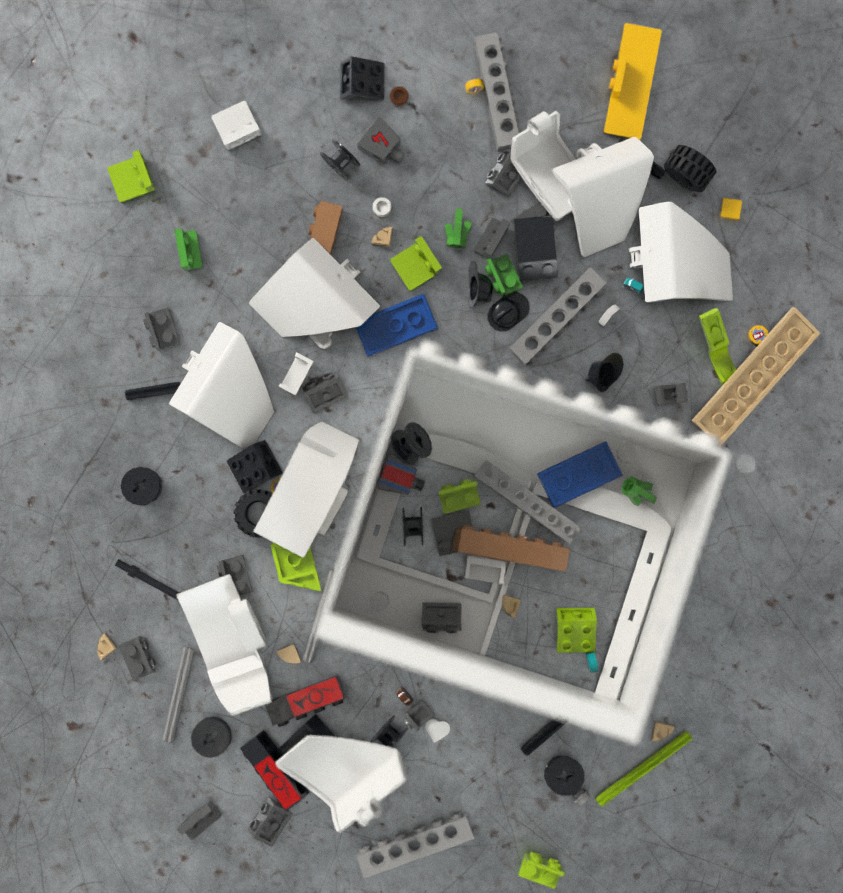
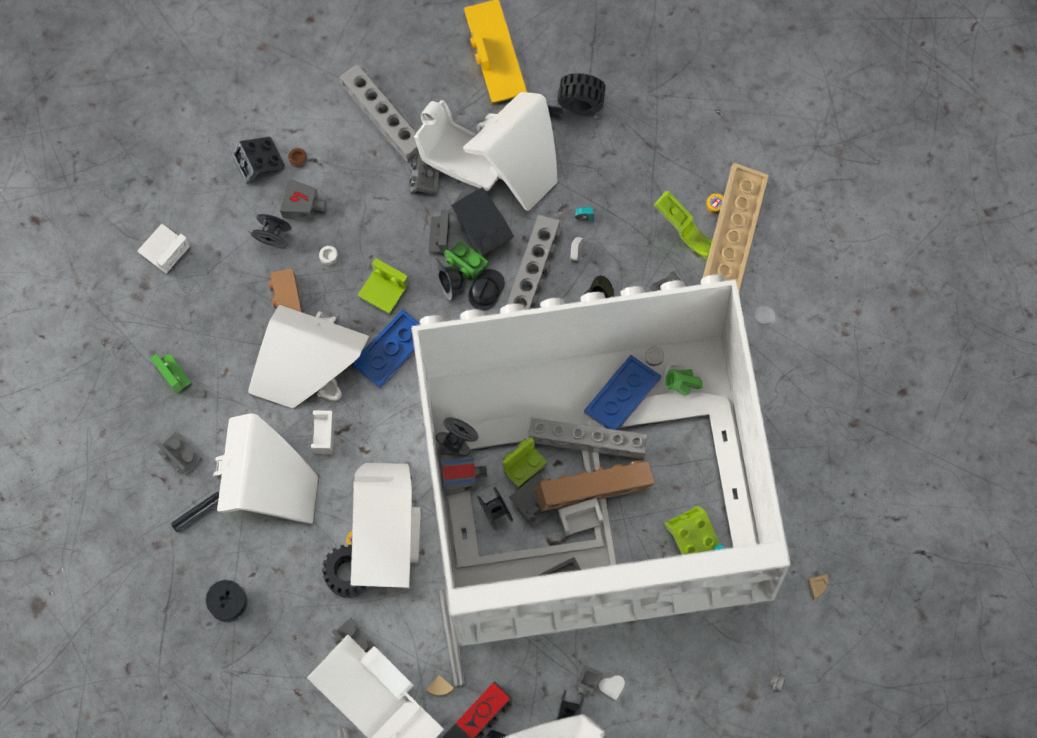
camera: 20 degrees left, 15 degrees down
(131, 178) = (90, 336): lime bracket -> none
(134, 571) = (257, 683): black bar -> none
(254, 466) = (322, 532): black bracket -> none
(295, 569) = (405, 603): lime wing -> none
(324, 391) = (355, 435): dark grey bracket -> none
(383, 237) = (342, 280): tan tile -> none
(404, 696) = (566, 670): reddish brown tile -> none
(457, 238) = (408, 246): bright green rock -> none
(474, 86) = (360, 117): yellow tile -> none
(510, 605) = (621, 540): tan tile -> none
(543, 735) = (713, 641): black axle -> none
(572, 783) = (761, 674): black piece -> none
(643, 768) = (820, 627): lime axle -> none
(680, 257) = (611, 168): white panel -> none
(730, 209) = (635, 113): yellow tile -> none

